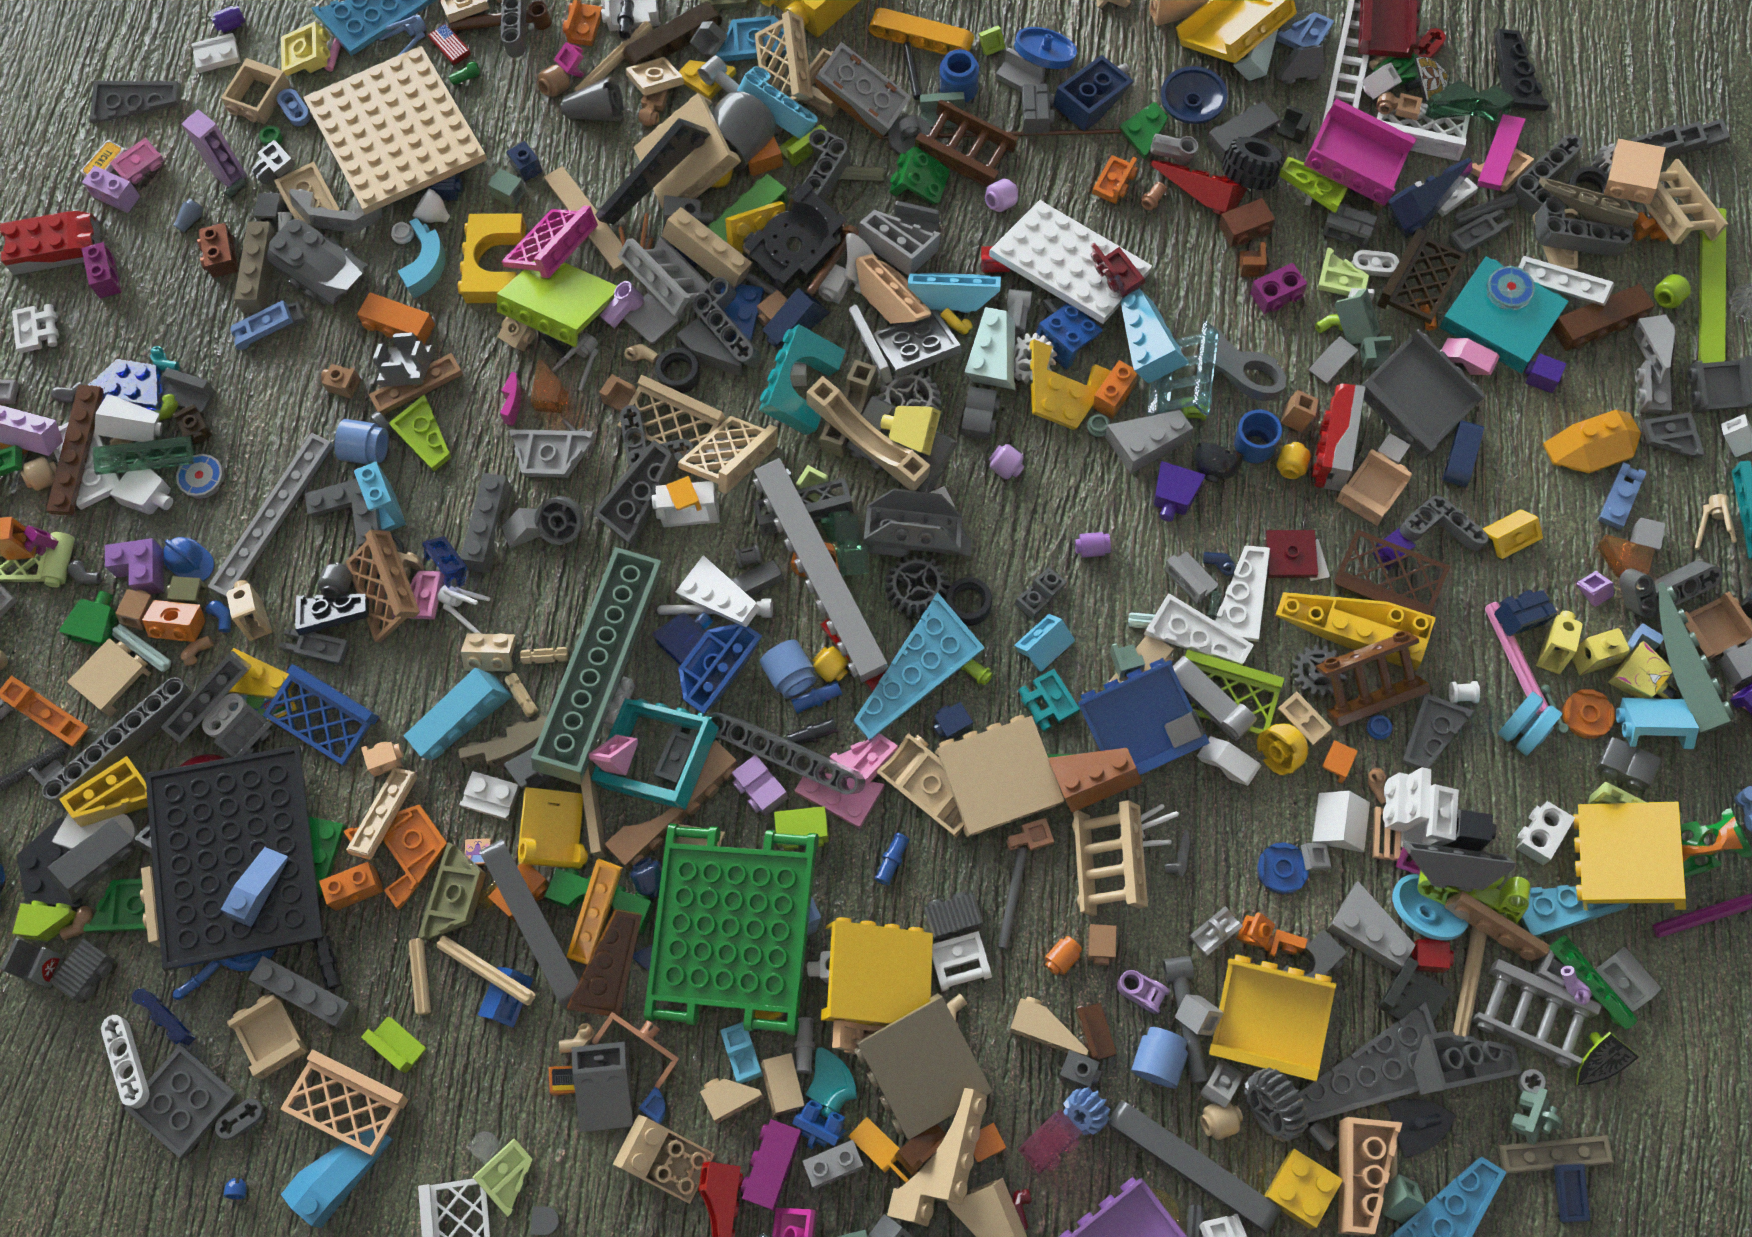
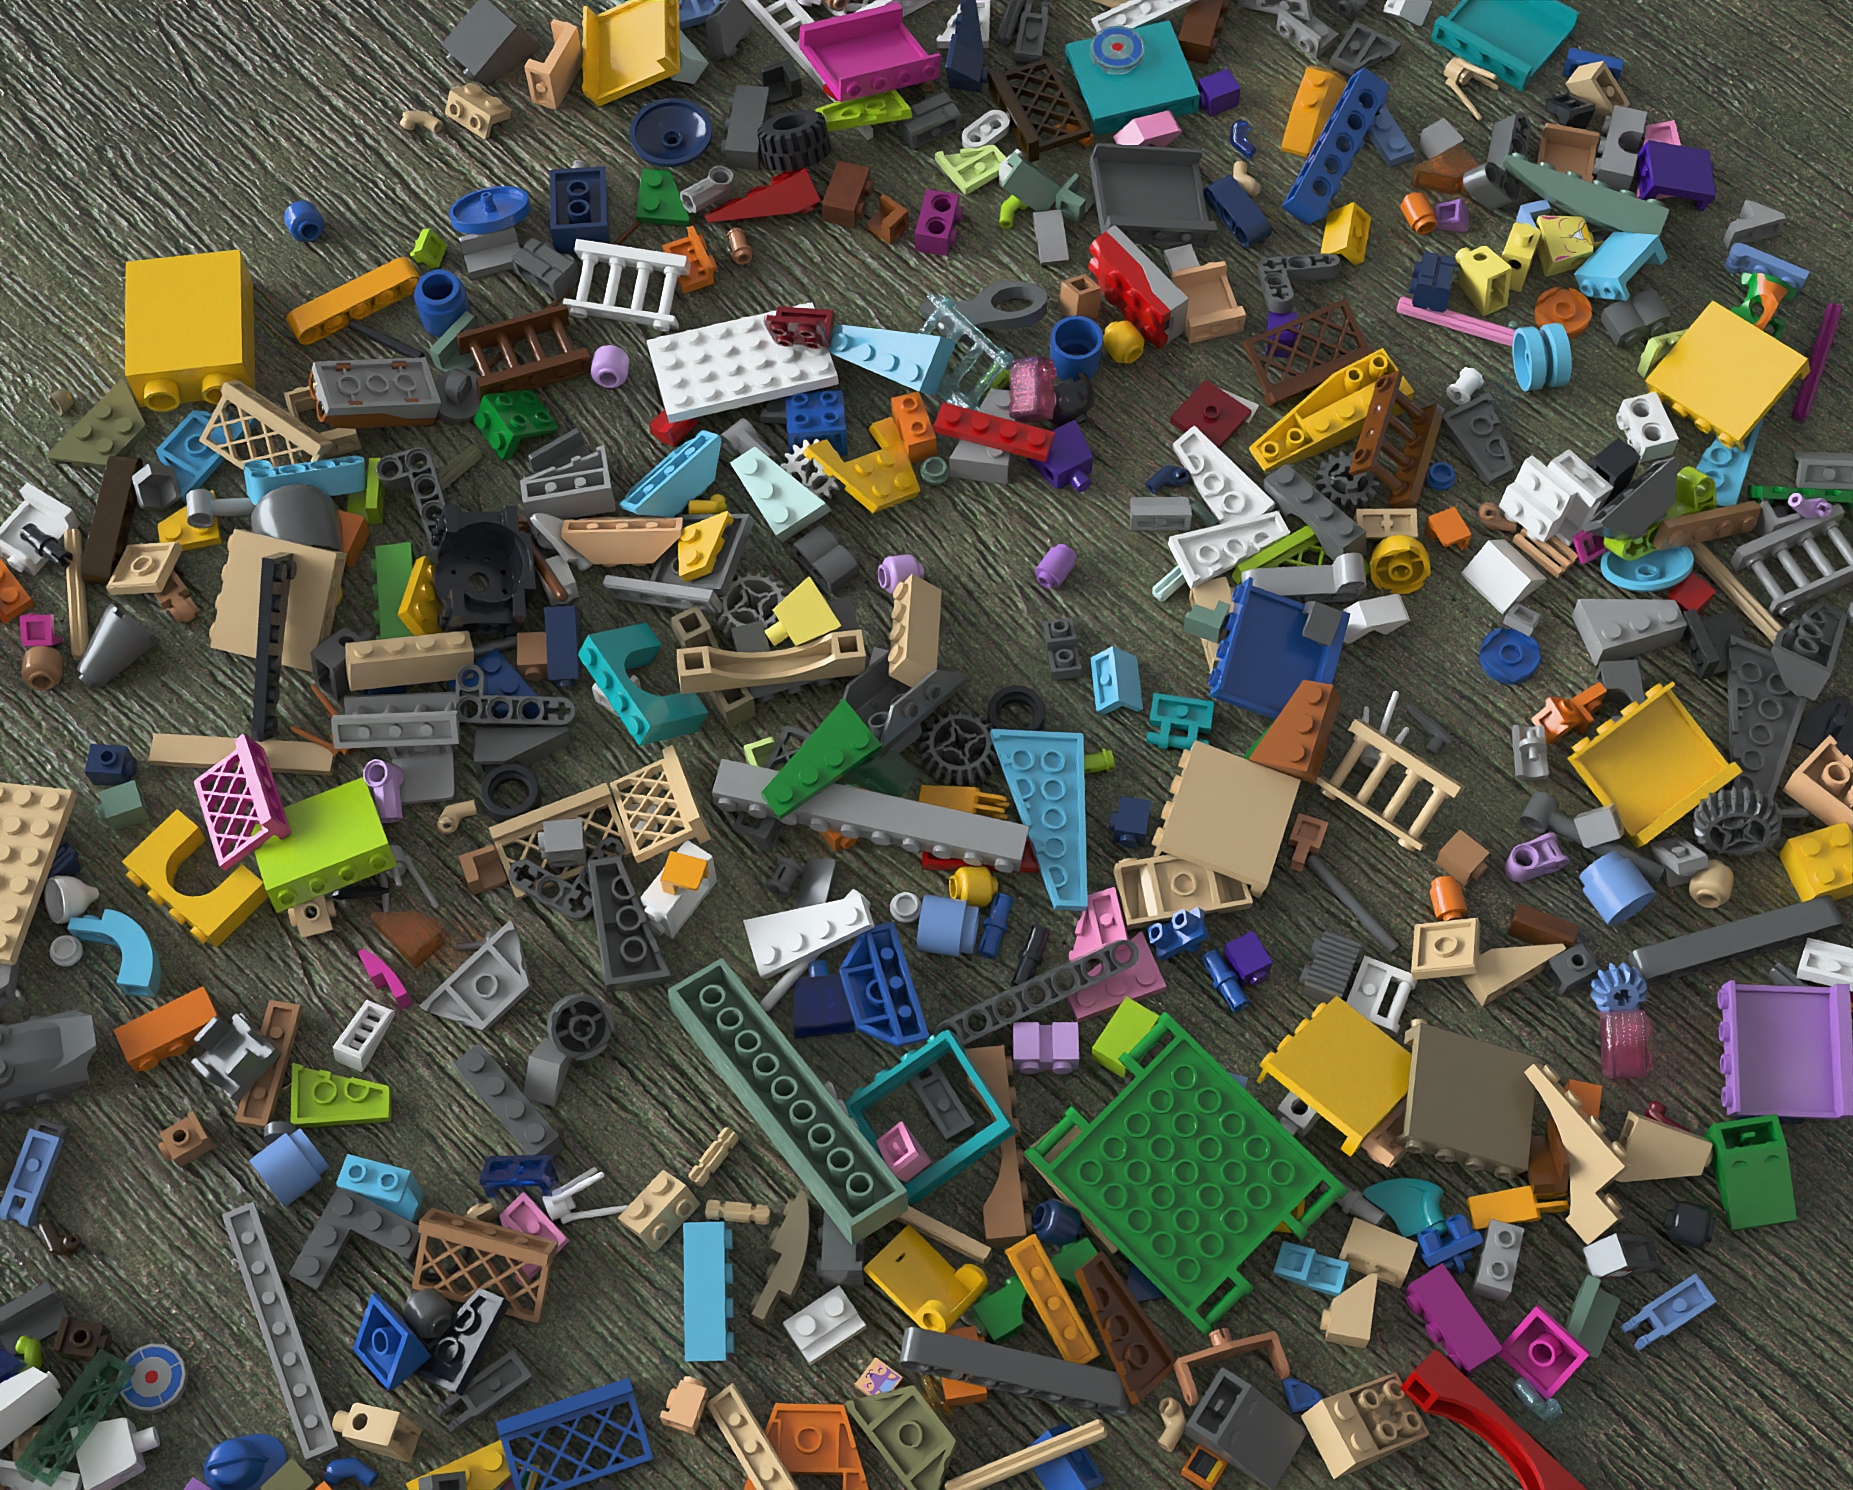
camera: 55 degrees left, 5 degrees down
(238, 367) = (56, 1243): none -> dark brown arm
(302, 575) = (388, 1344): none -> blue slope
(465, 424) = (354, 1053): none -> white slope
(661, 420) = (563, 843): none -> light grey brick
(786, 633) = (905, 907): none -> white plate
(825, 512) = (824, 758): none -> green wing
(880, 613) = (965, 800): none -> light orange arm
(896, 807) = (1182, 933): none -> blue hips
(916, 862) = (1248, 959): none -> dark purple brick
(918, 337) = (700, 546): none -> yellow wing
(966, 498) = (914, 630): none -> tan brick
(1023, 978) = (1446, 949): none -> tan plate
(1085, 156) = (618, 258): none -> white fence
(1146, 435) = (994, 432): none -> red plate
(1196, 431) = (1032, 389): none -> clear pink brick
(1269, 669) = (1331, 525): none -> dark grey arch
(1491, 438) = (1248, 183): none -> tan arm
(1521, 413) = (1238, 139): none -> clear blue arm
(1575, 565) = (1419, 213): none -> orange brick
(1635, 463) = (1302, 200): none -> blue brick

